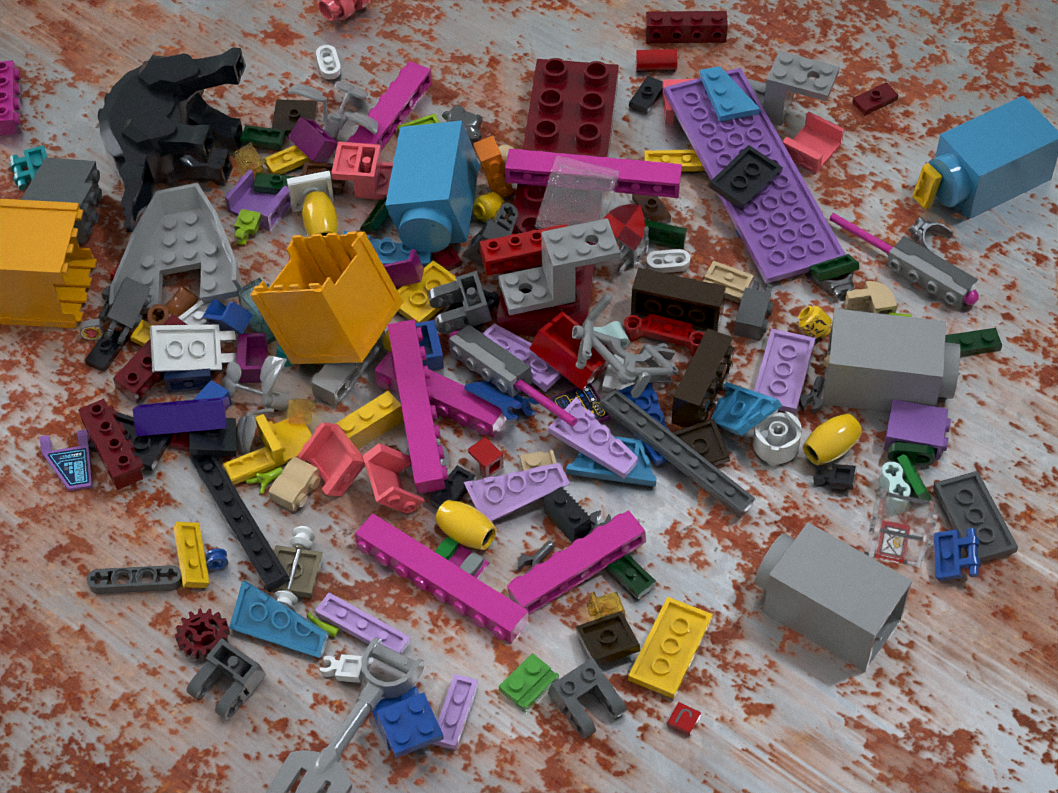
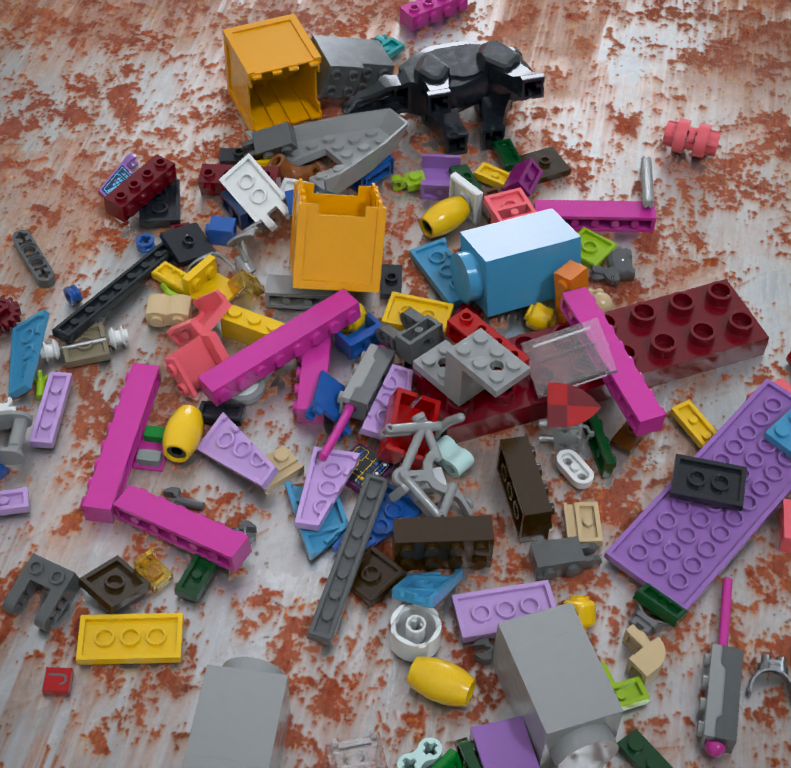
camera: 60 degrees right, 5 degrees down
(180, 416) = (189, 213): dark purple panel -> none
(186, 475) = (145, 238): none -> blue bush
(191, 555) = (76, 274): yellow plate -> none
(248, 158) = (476, 154): clear yellow bracket -> none
(251, 354) = (274, 236): magenta panel -> none
(328, 62) = (617, 159): white plate -> none
(334, 122) = (552, 188): light grey plant -> none
(379, 53) = (647, 182): none -> light grey axle
(406, 271) = (421, 287): magenta panel -> none
(488, 457) = (265, 421): red panel -> none
(492, 229) = (504, 323): dark grey brick -> none
(528, 682) = (49, 544): bright green plate -> none
(567, 514) = (234, 501): black brick -> none
(646, 95) = (753, 378): black plate -> none
(664, 330) = (489, 490): red plate -> none
(838, 477) = (404, 707): black plate -> none

